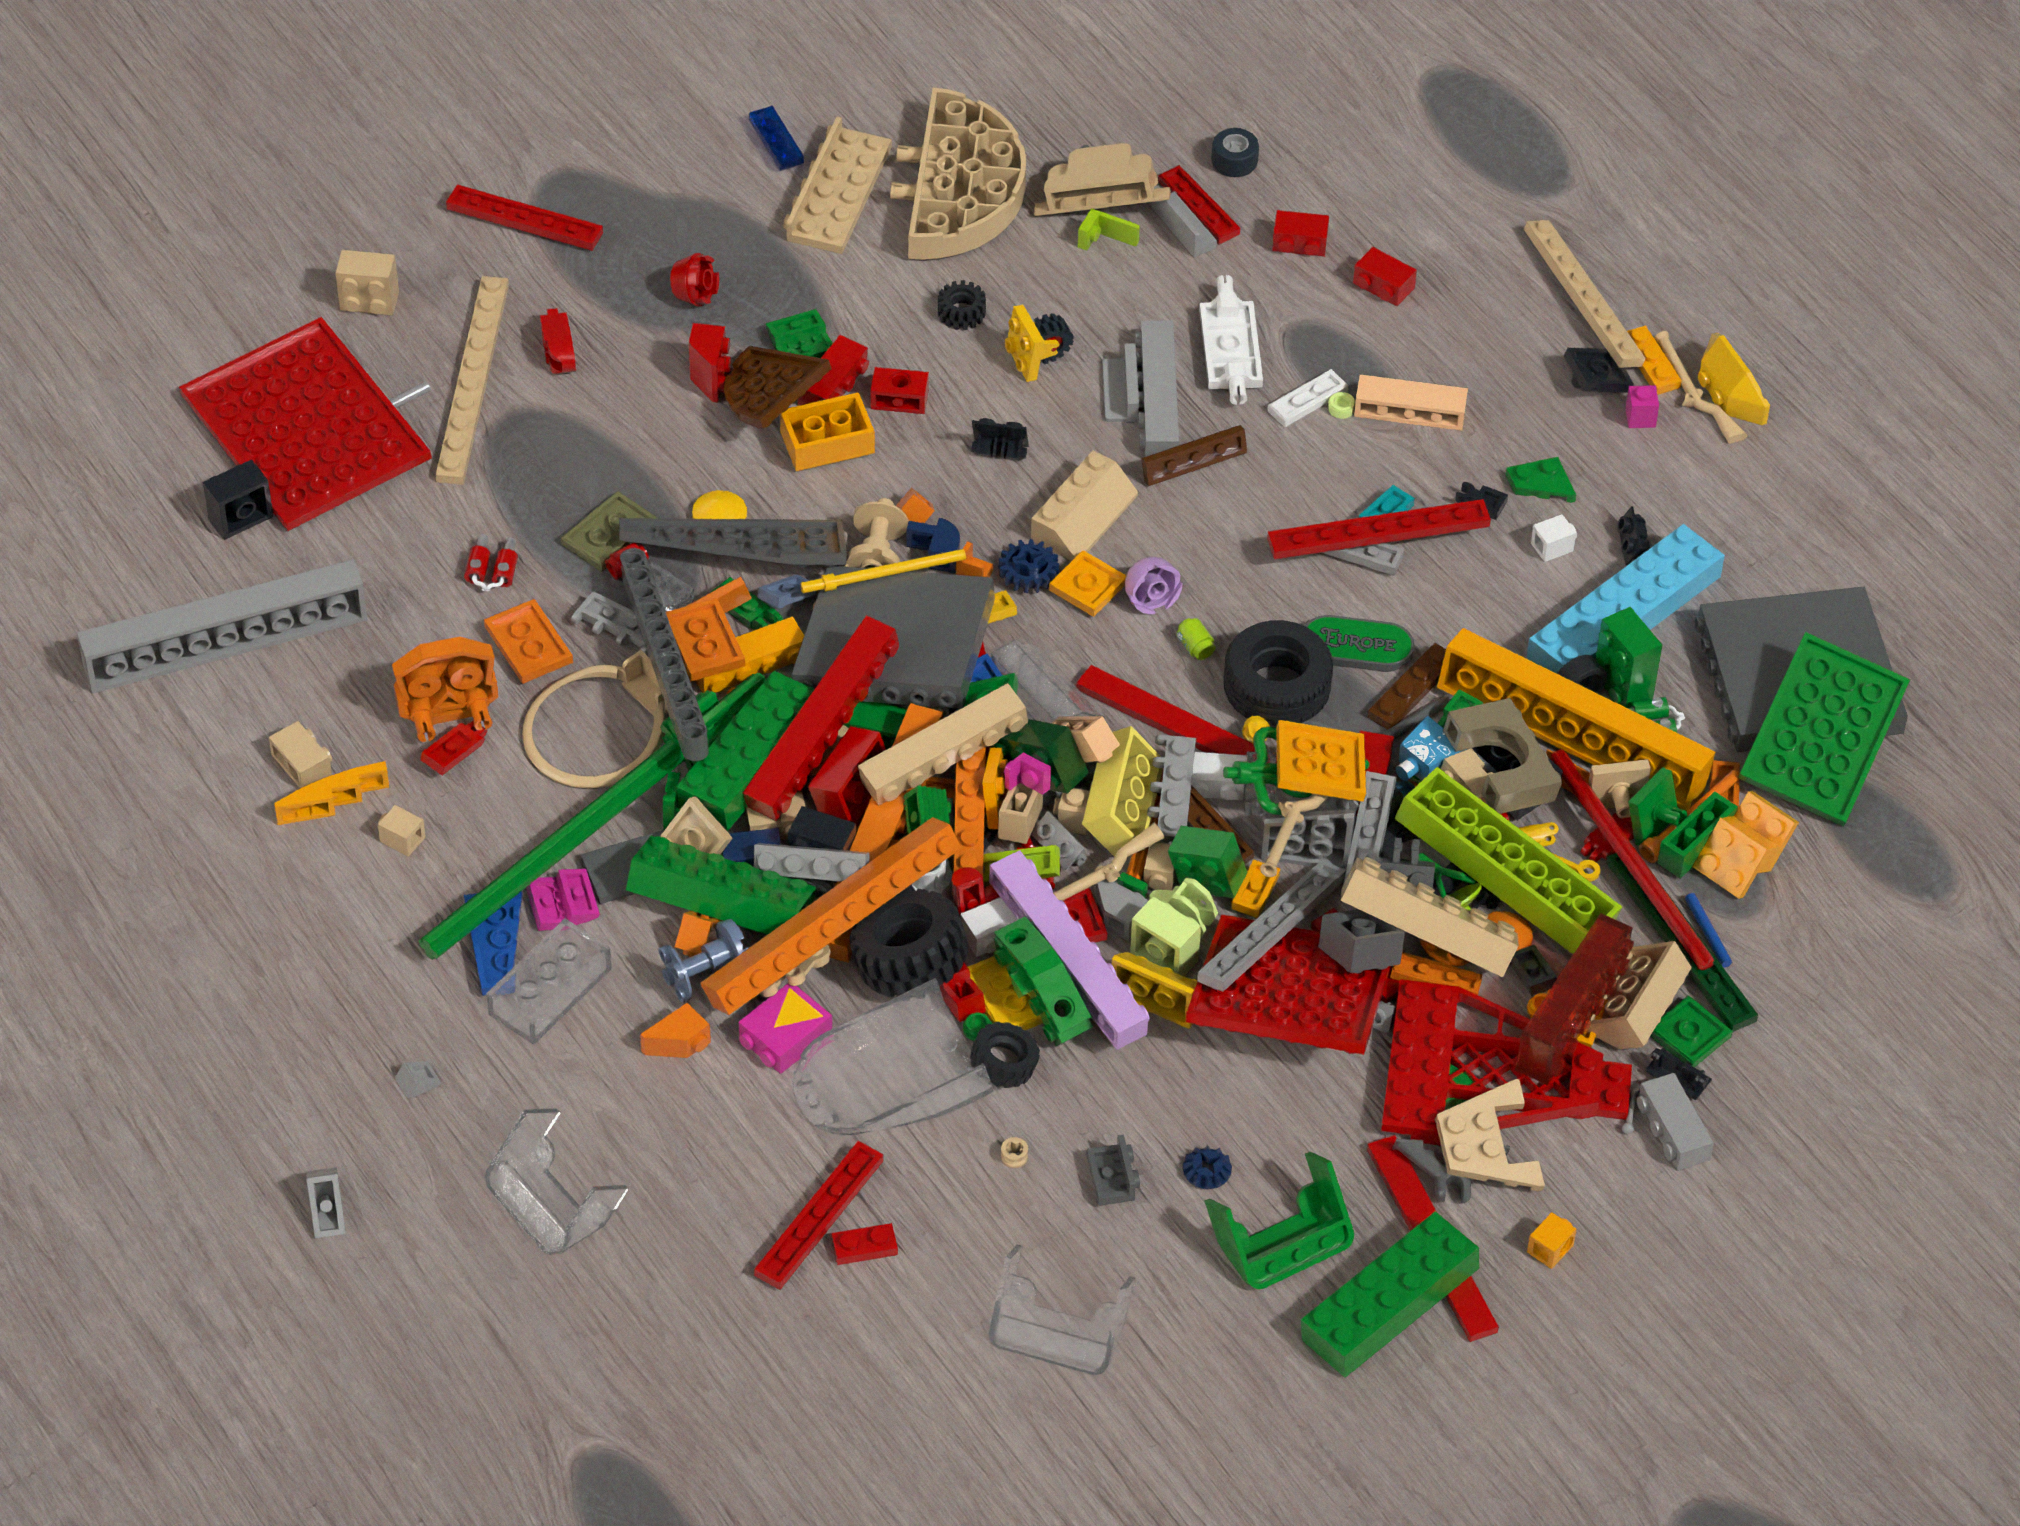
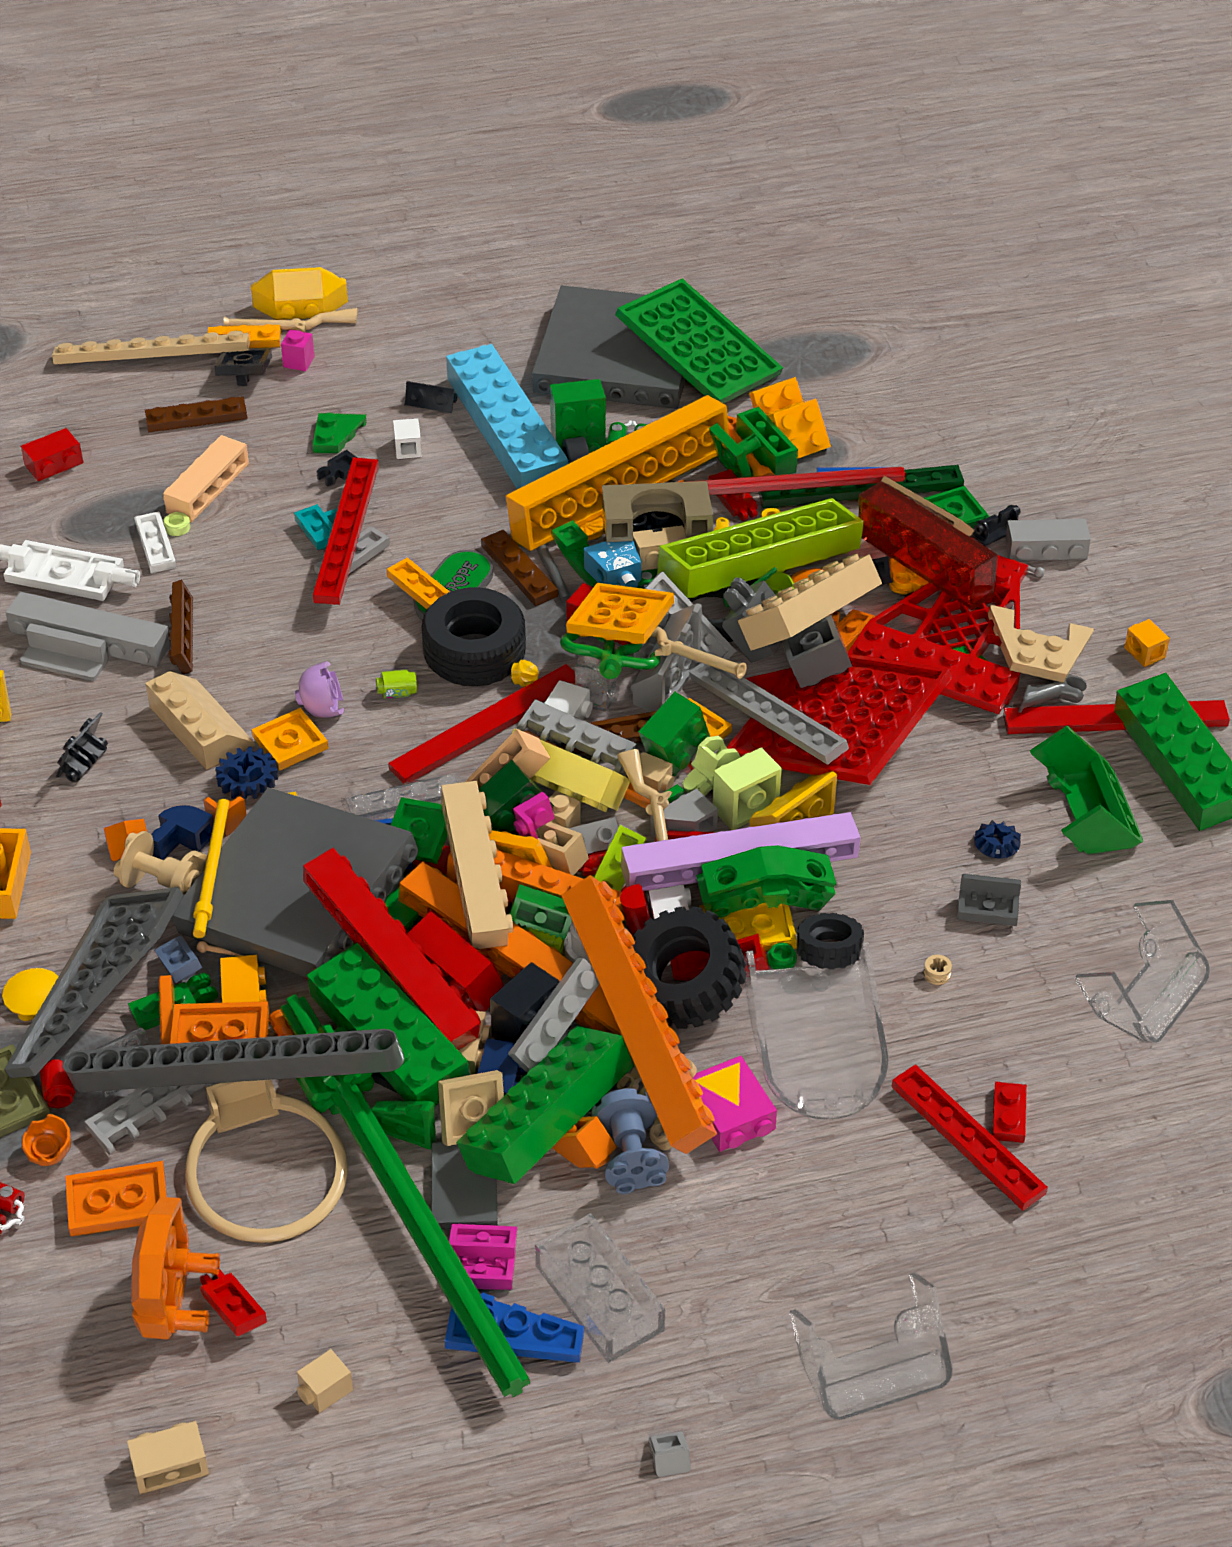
camera: 70 degrees left, 5 degrees down
(320, 797) = (241, 1442): light orange slope -> none
(563, 575) = (47, 1141): none -> orange hair
(677, 1034) = (705, 1193): orange slope -> none
(1333, 608) = (416, 582): none -> light orange plate
(1509, 364) = (196, 414): none -> reddish brown plate
(1619, 783) = (699, 466): tan tile -> none

